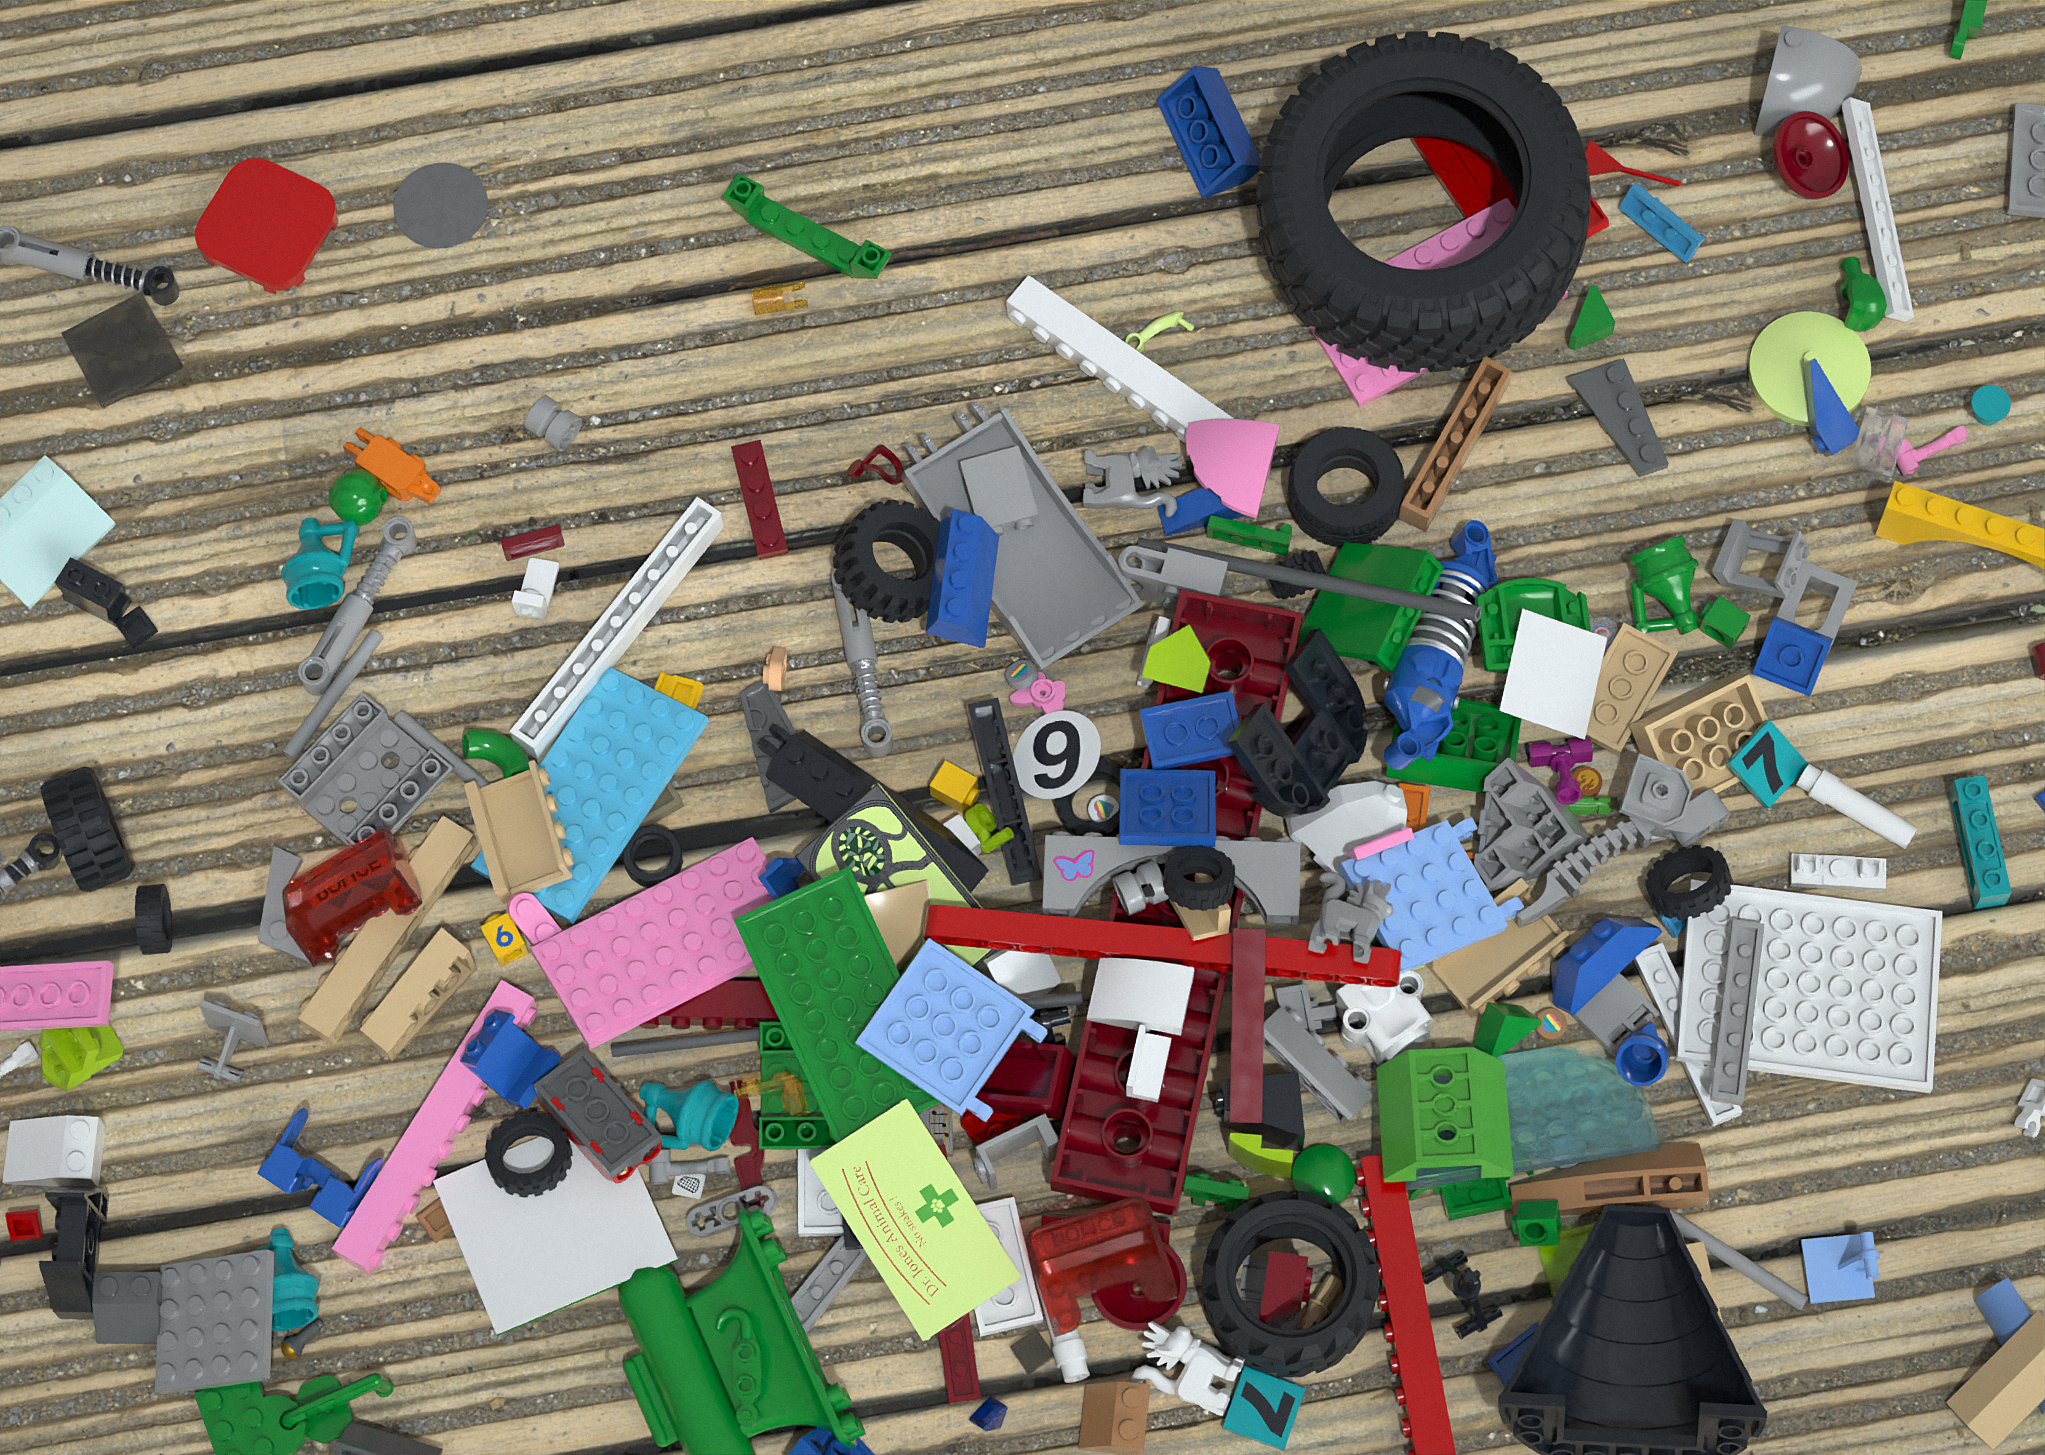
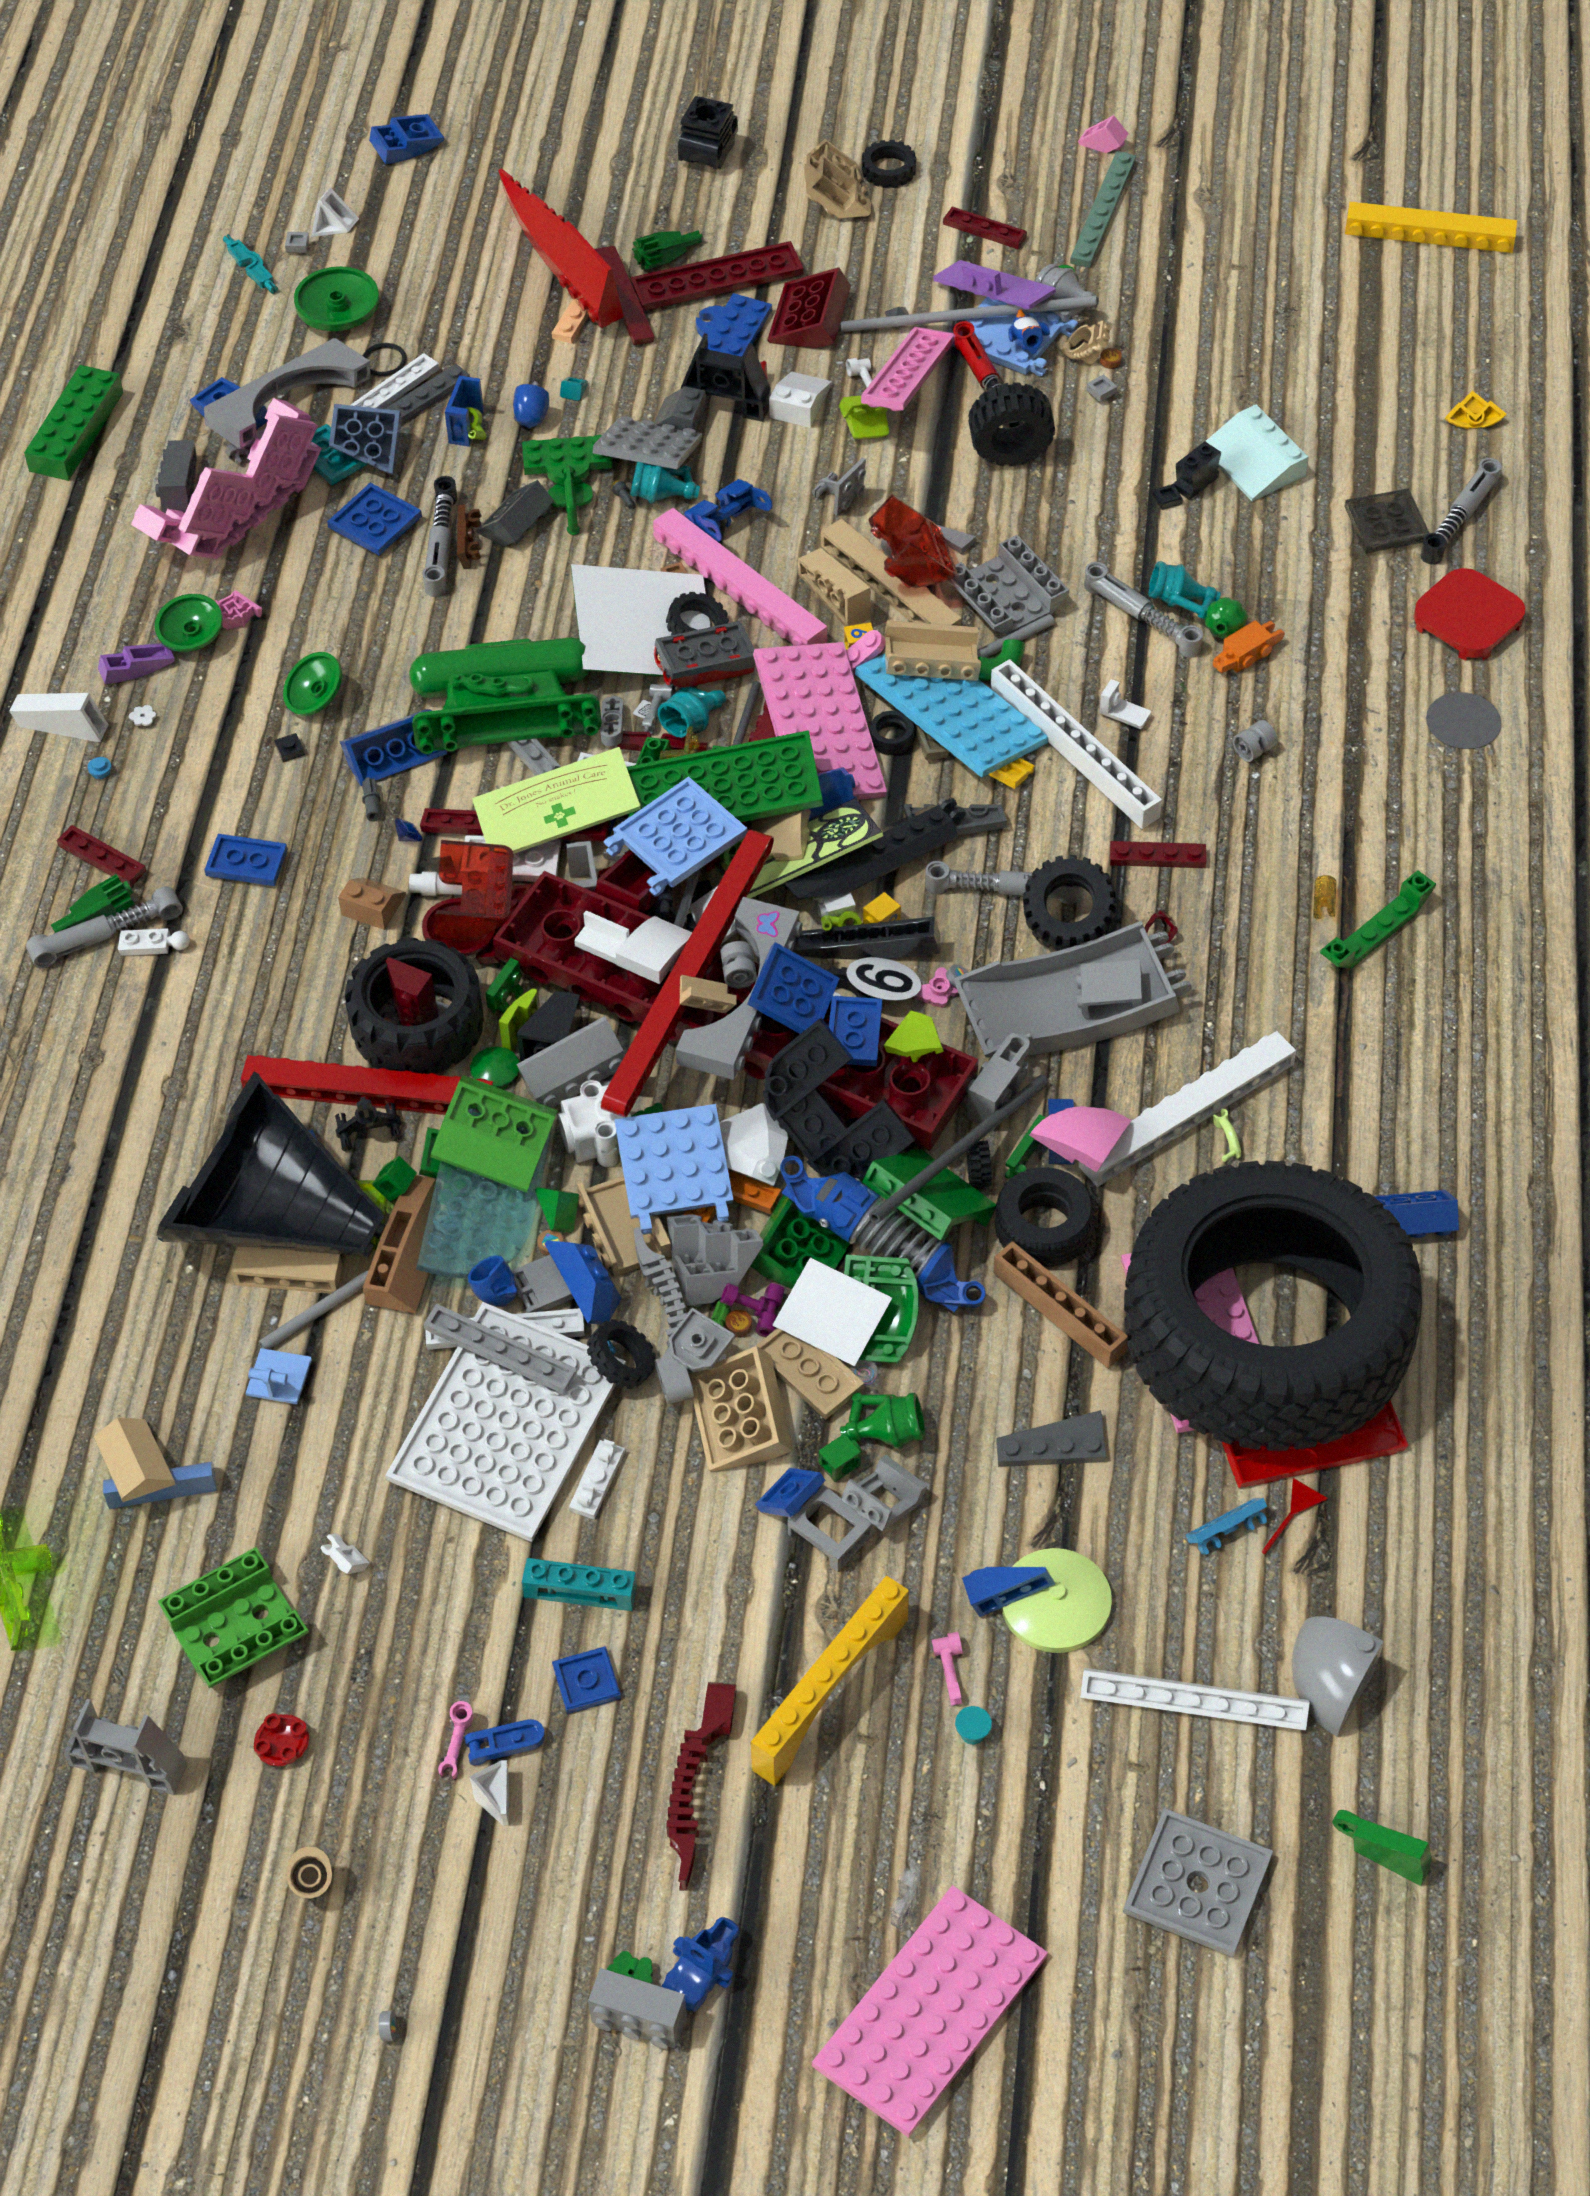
camera: 105 degrees right, 15 degrees down
(153, 919) = (942, 445): black tyre -> none
(332, 694) = (1082, 589): light grey piece -> none
(508, 1059) = (770, 616): blue panel -> none
(532, 542) = (1161, 713): dark red tile -> none
(775, 669) = (1009, 825): light nougat plate -> none
(962, 579) = (1035, 933): blue slope -> none
(1120, 485) = (1100, 1076): light grey animal -> none
(1199, 860) = (738, 973): black tyre -> none
(1201, 1367) = (388, 934): white animal -> none
(1247, 1025) = (606, 1003): dark red tile -> none
(1264, 1408) = (331, 986): teal tile -> none
(1350, 920) = (654, 1081): light grey animal -> none
(1380, 844) = (722, 1136): bright pink tile -> none
(1593, 321) = (1149, 1442): green slope -> none
(1767, 764) = (704, 1448): teal tile -> none
(1810, 155) = (1239, 1657): dark red dish -> none
(1831, 791) = (666, 1490): white piece -> none
(1865, 297) = (1109, 1653): green piece -> none
(1879, 441) = (961, 1615): clear brick -> none

